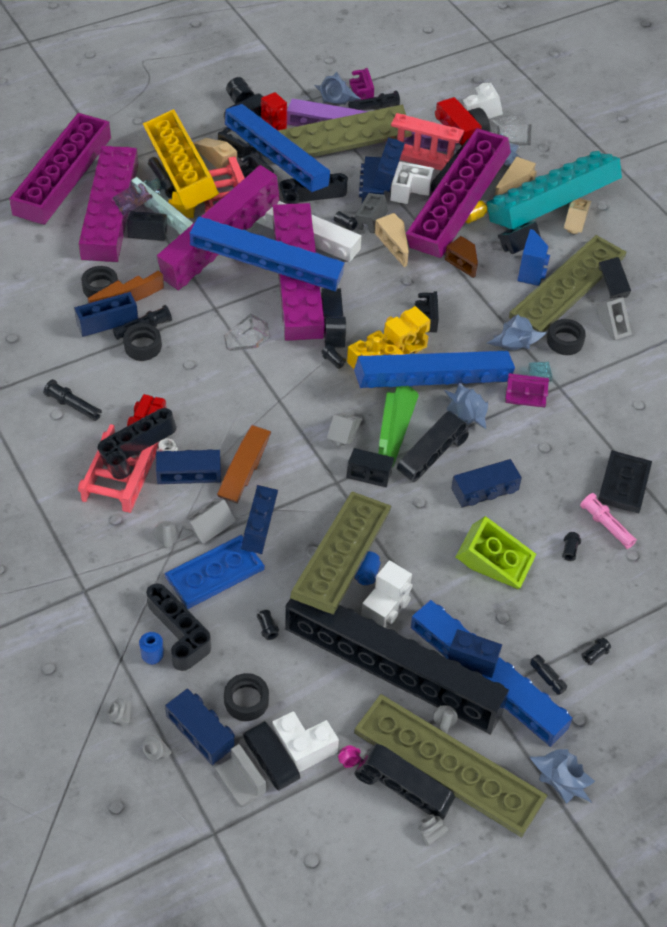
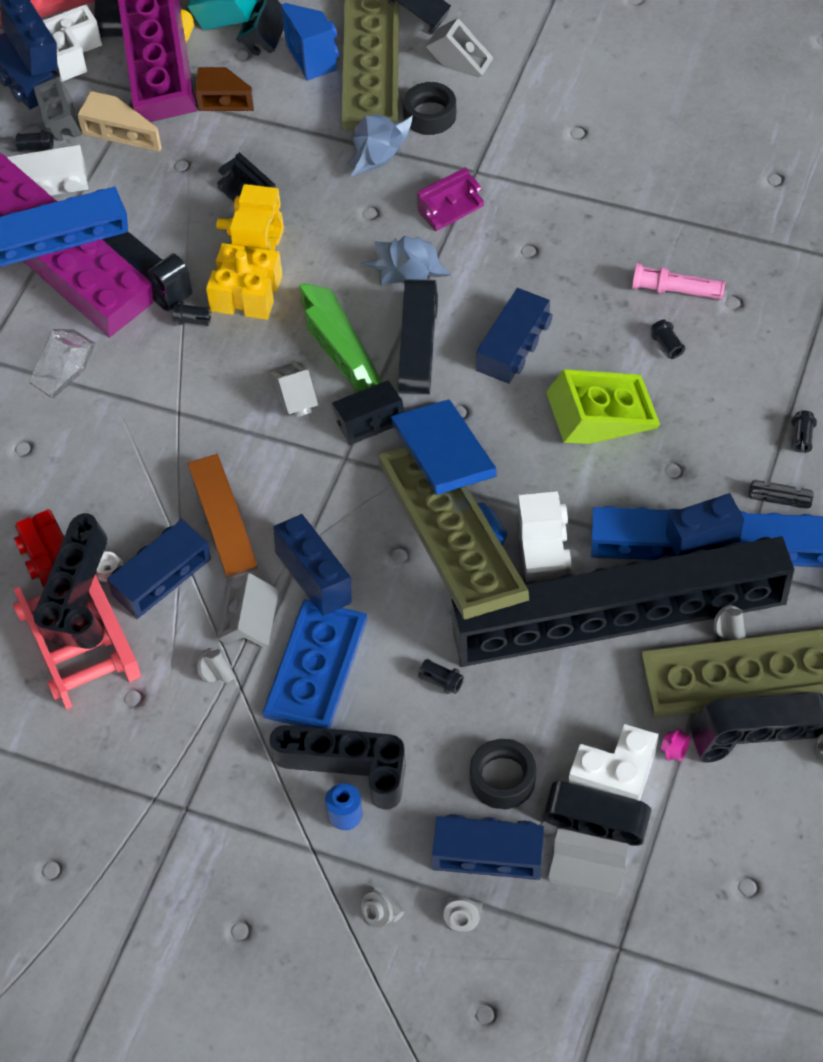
camera: 35 degrees left, 5 degrees up
(385, 511) = (443, 447): none -> blue tile
(433, 369) = (330, 246): blue brick -> none
(540, 369) = (439, 167): clear light blue plate -> none
(625, 481) = (651, 227): black plate -> none

